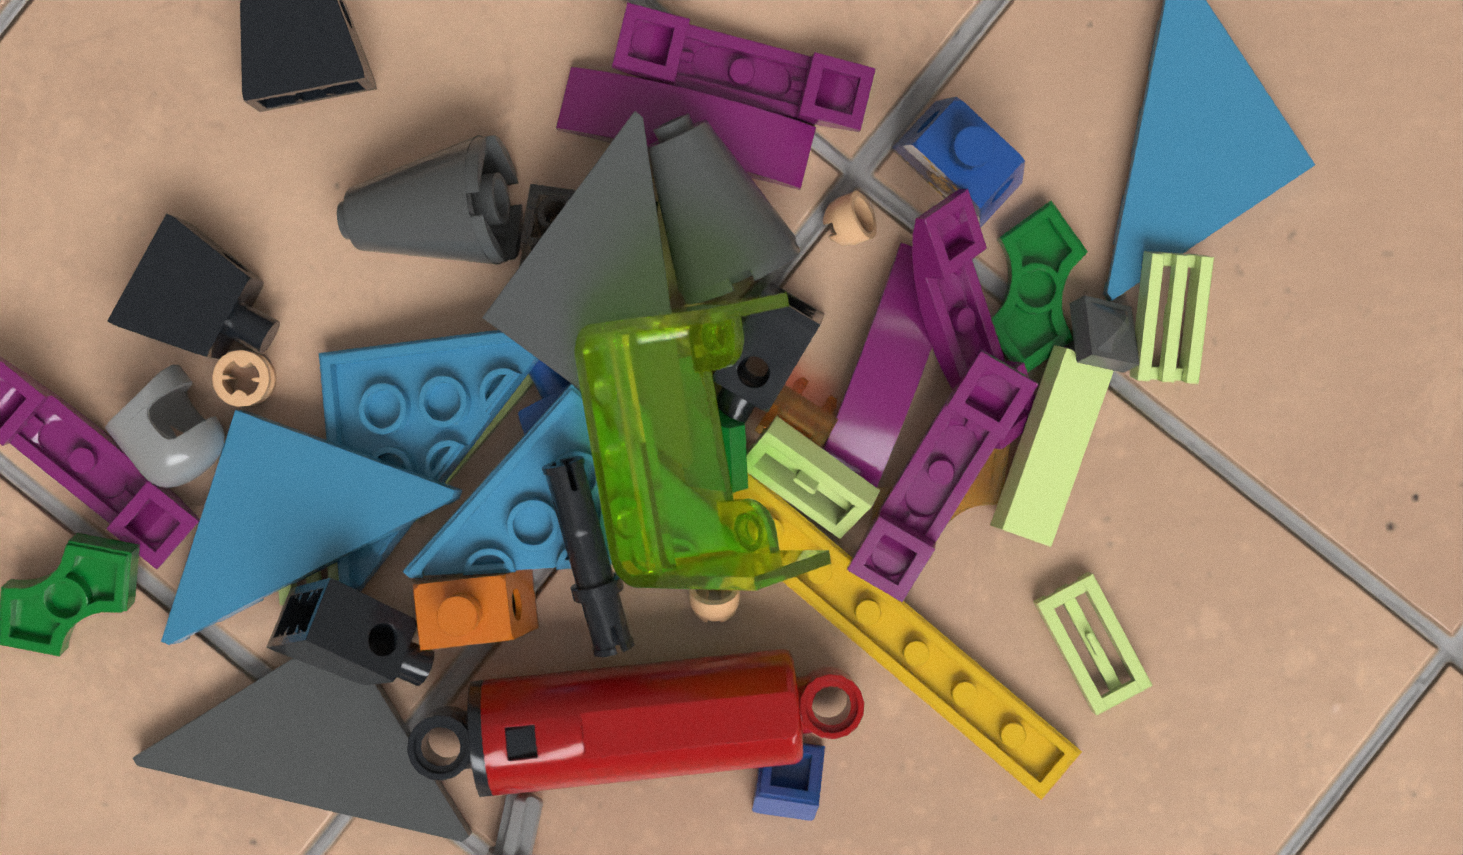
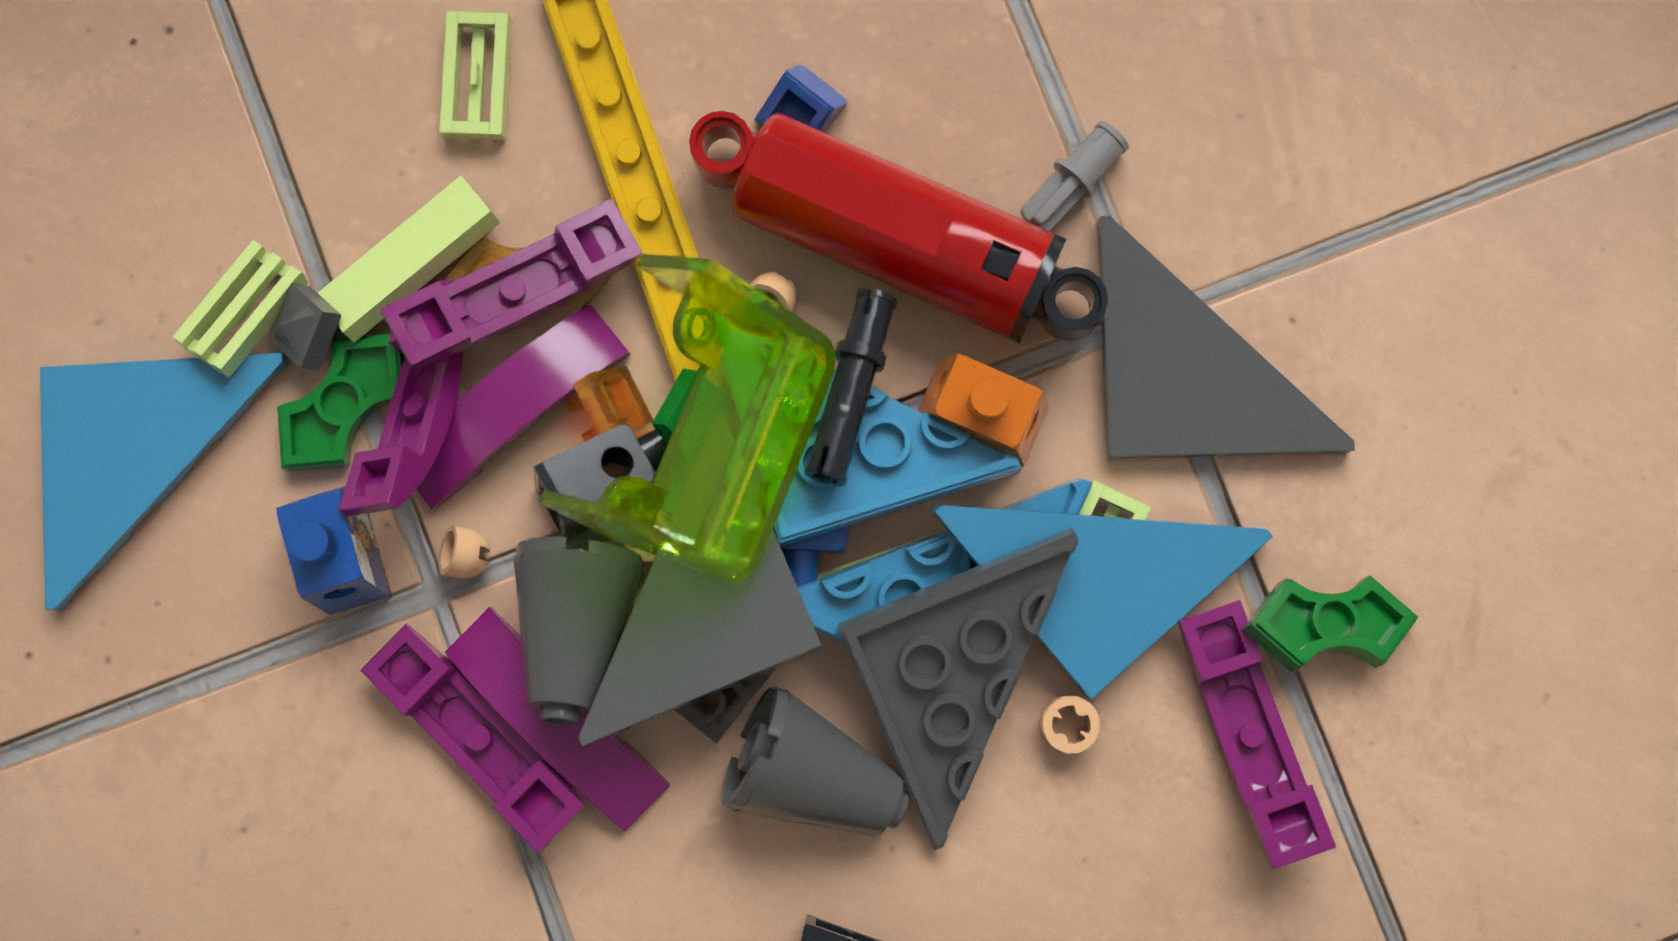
camera: 145 degrees left, 5 degrees down
(150, 443) = (1183, 711): light grey helmet -> none
(193, 295) = (1070, 820): black torso -> none
(349, 635) = (1101, 443): black torso -> none
(370, 368) = (948, 664): none -> dark grey tile
(809, 478) = (621, 354): yellowish green tile -> none

